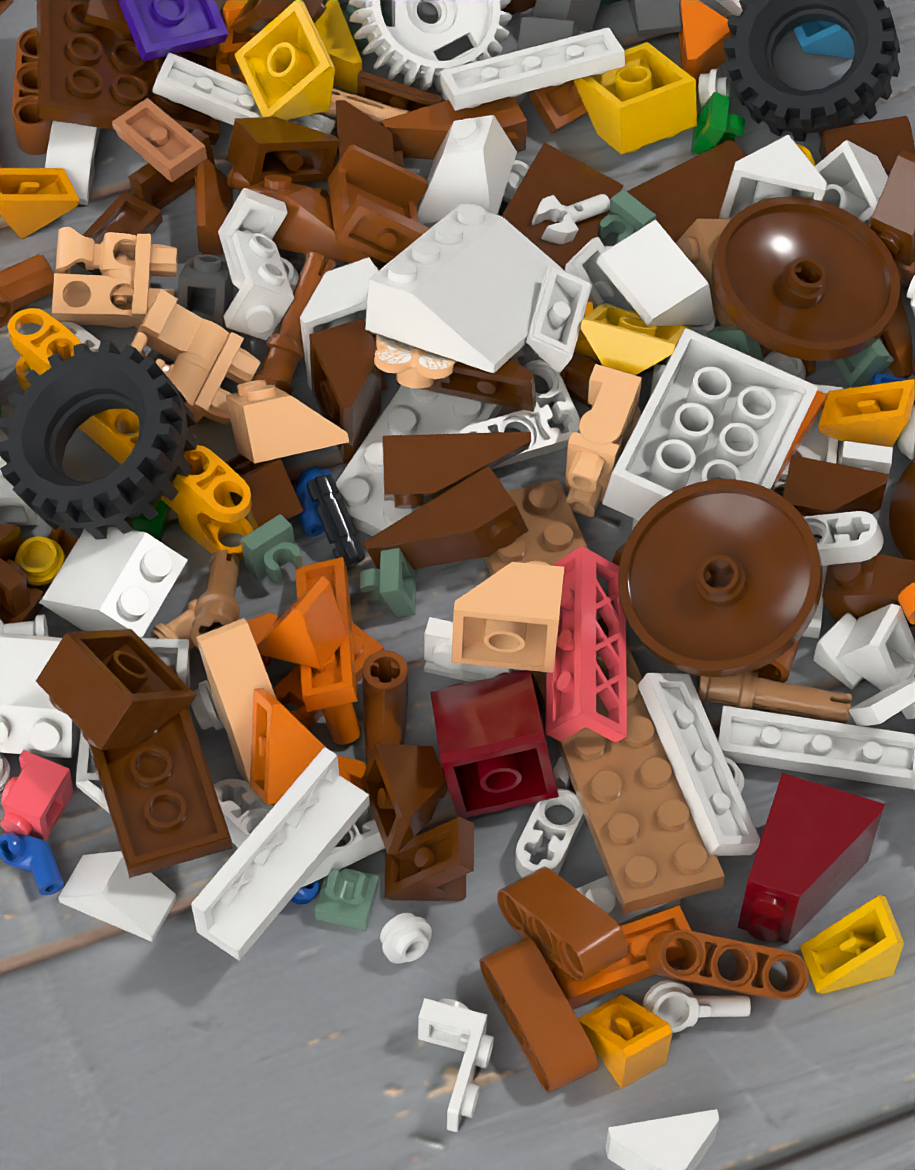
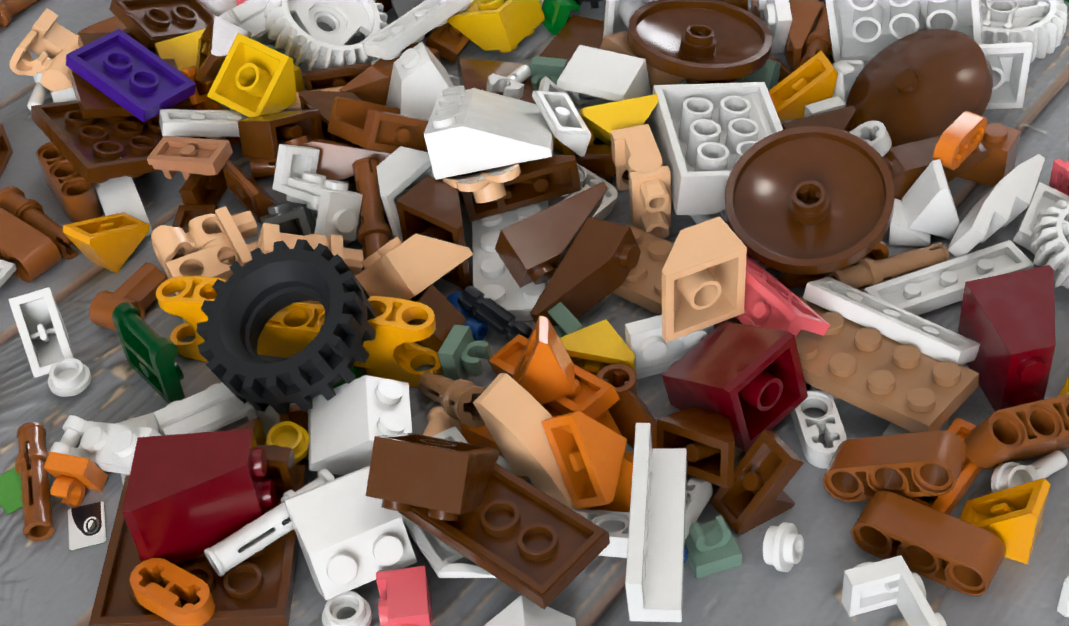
camera: 25 degrees left, 15 degrees down
(396, 623) = (598, 347): none -> yellow slope

